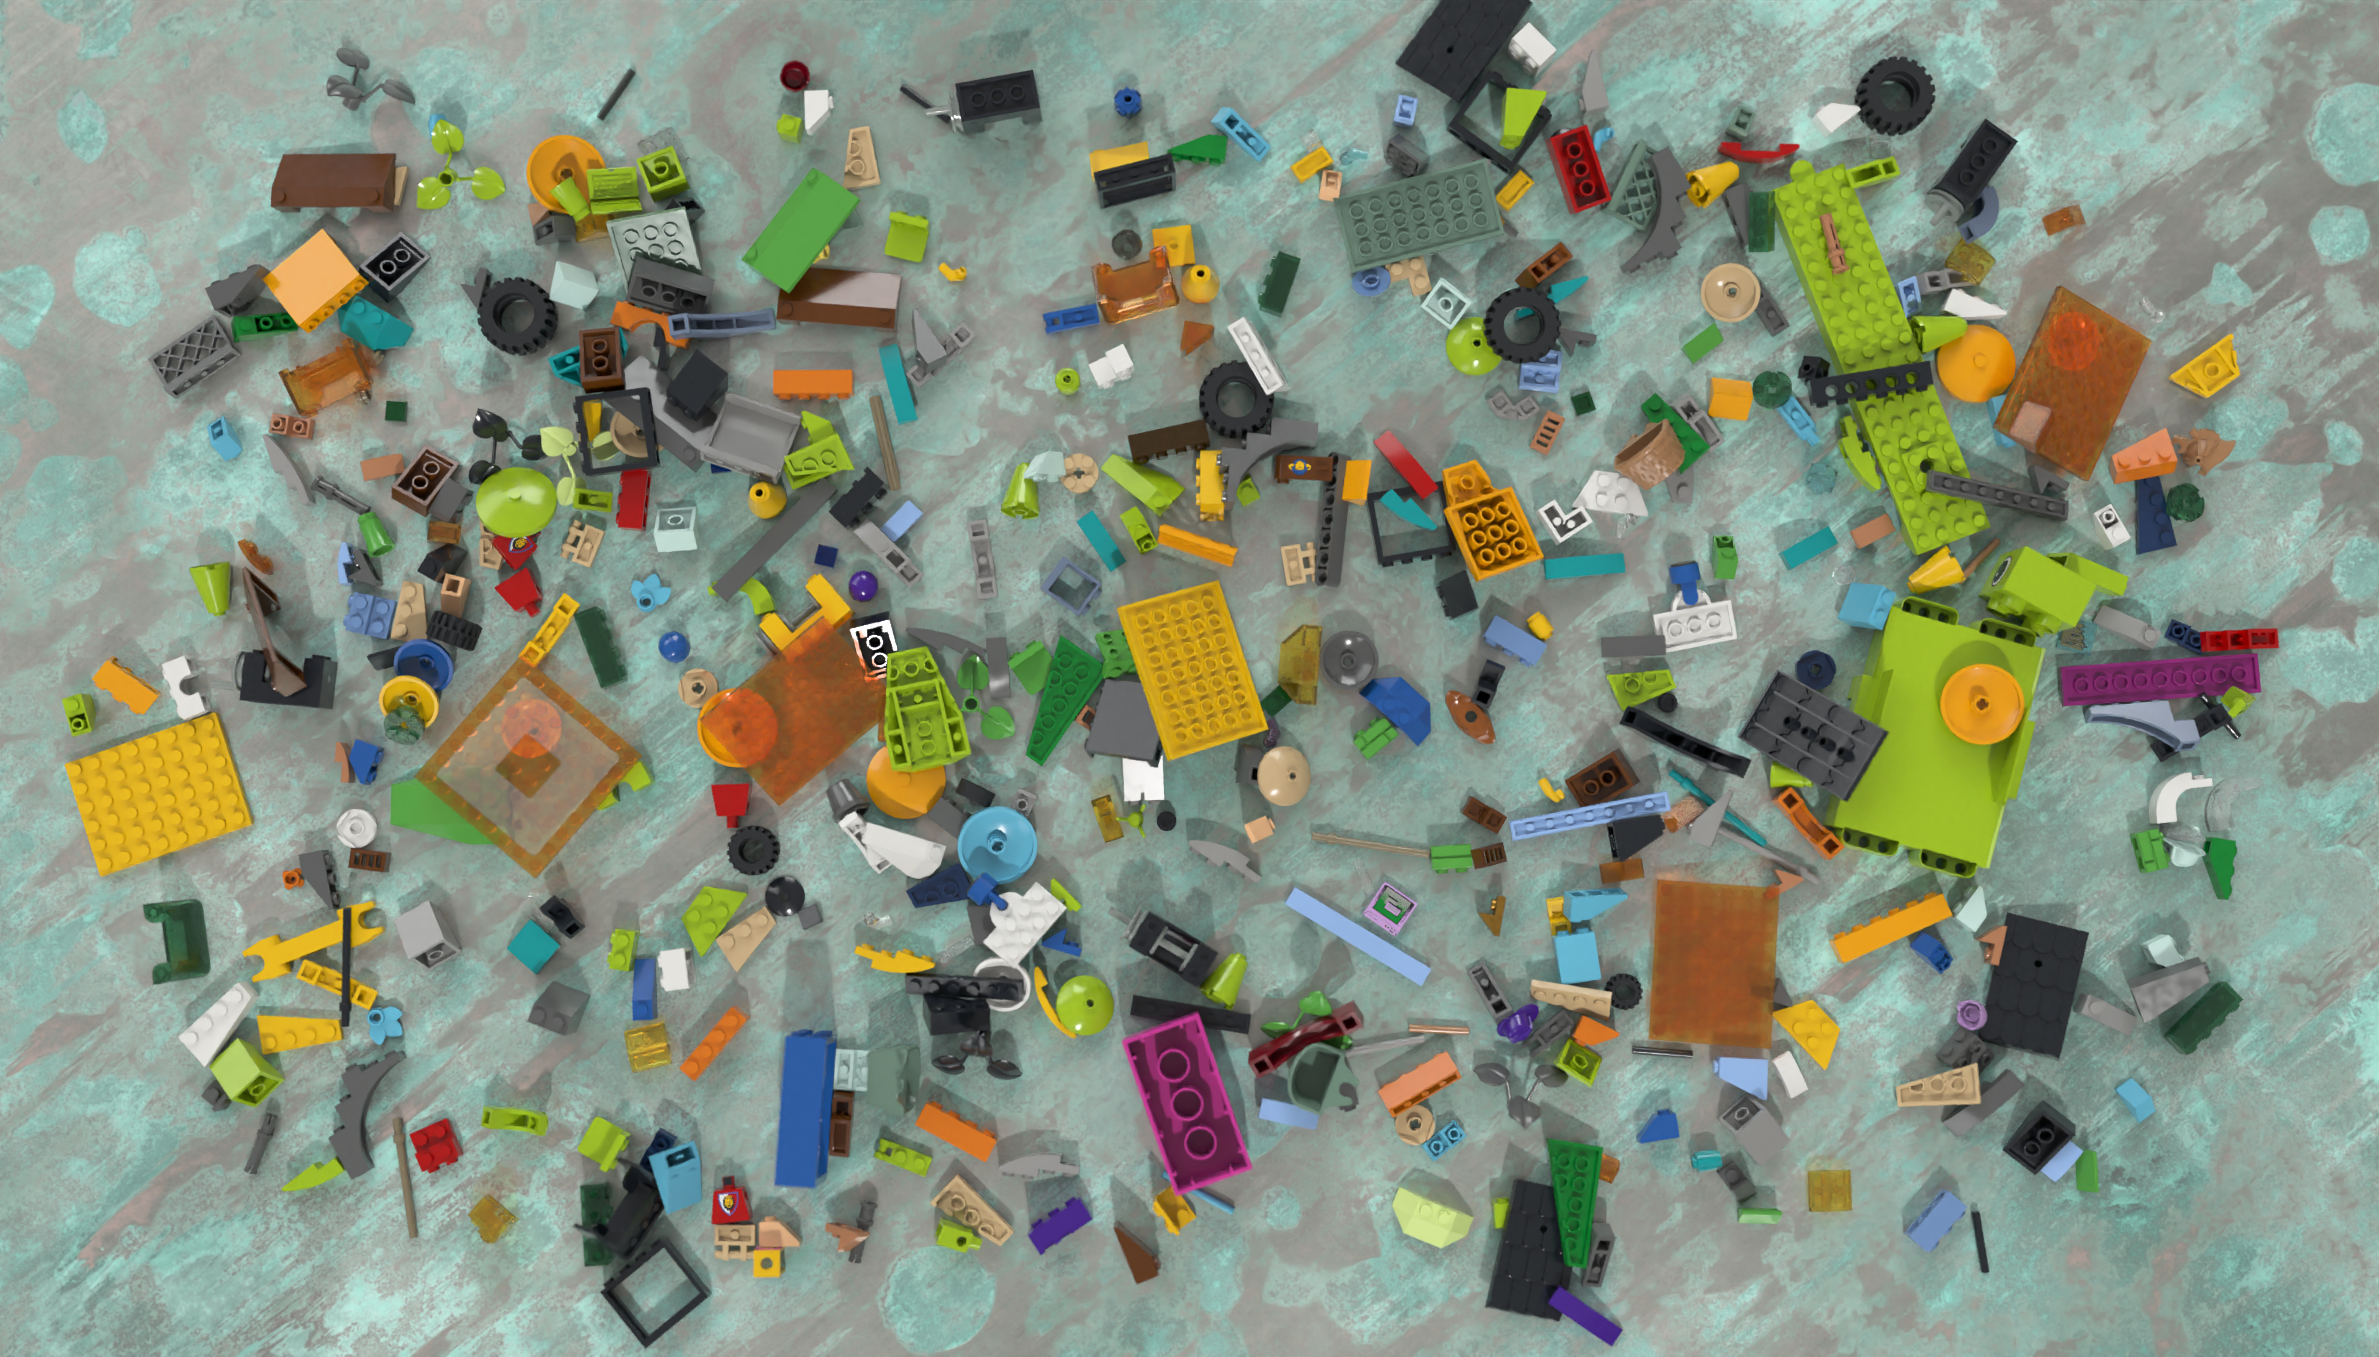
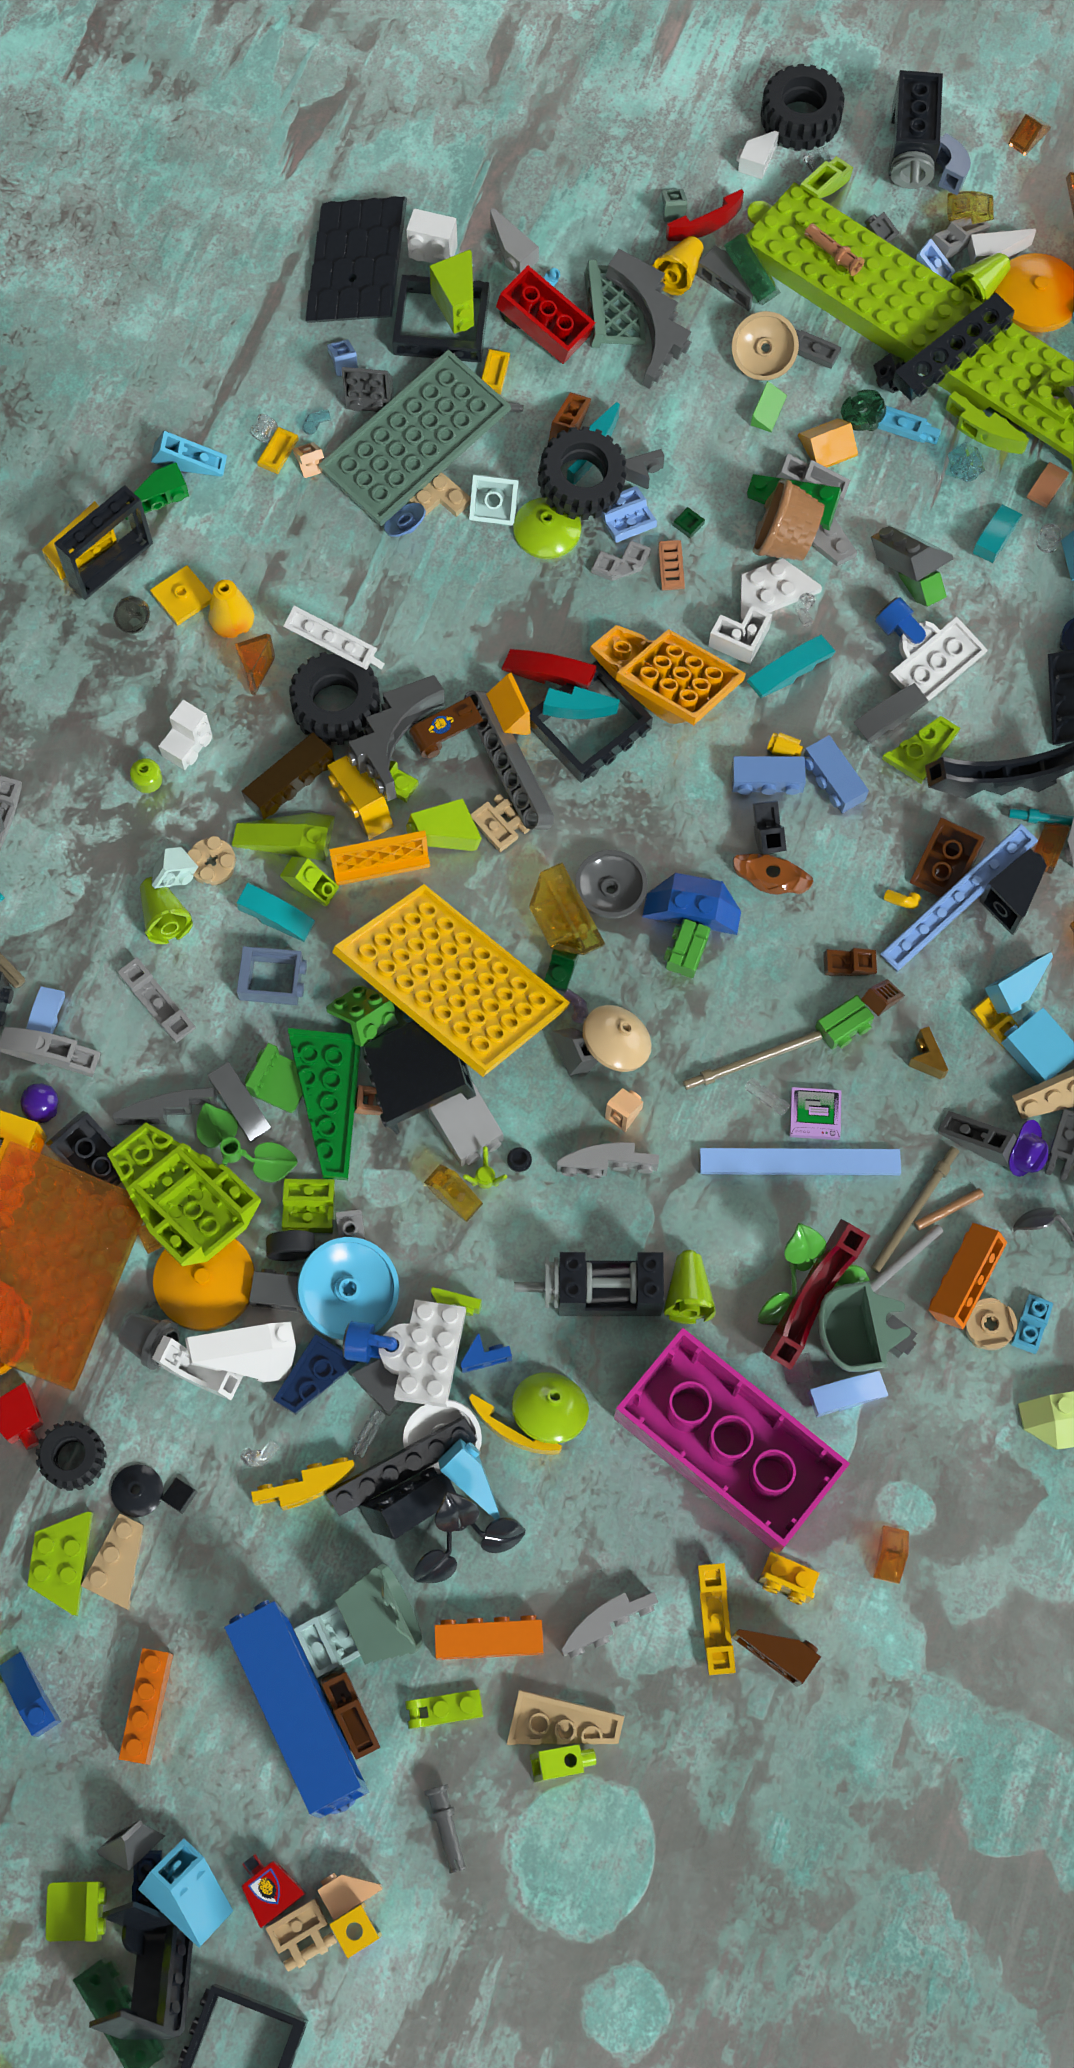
camera: 30 degrees left, 15 degrees down
(647, 1047) = (68, 1762): clear yellow slope -> none
(657, 1124) = (130, 1845): none -> dark grey slope
(677, 969) = (53, 1642): white brick -> none
(848, 1235) = (434, 1841): nougat slope -> none
(1003, 1018) = (466, 1470): none -> medium azure slope
(1004, 768) = (308, 1205): none -> lime slope
(1059, 1224) = (671, 1674): dark purple wedge -> none
(1071, 318) = (114, 716): blue plate -> none
(1110, 1206) = (716, 1619): none -> yellow slope
(1130, 108) = (54, 486): blue brick -> none
(1135, 288) = (168, 650): clear orange windscreen -> none
(1206, 1196) = (807, 1544): medium azure bar -> none
(1211, 1017) = (637, 1362): black plate -> none
(1251, 1233) = (891, 1554): none -> clear orange slope
(1257, 546) = (446, 826): none -> lime slope
(1278, 284) = (312, 571): clear green brick -> none
(1451, 999) = (940, 1170): none -> dark tan bar
(1457, 596) = (683, 756): black slope -> none
(1562, 669) = (835, 774): none -> medium blue brick
(1621, 871) = (1028, 937): clear orange slope -> none
(1667, 702) = (961, 749): black plate -> none
(1728, 530) = (908, 553): none -> dark grey slope
(1887, 239) = (882, 226): none -> dark grey bracket

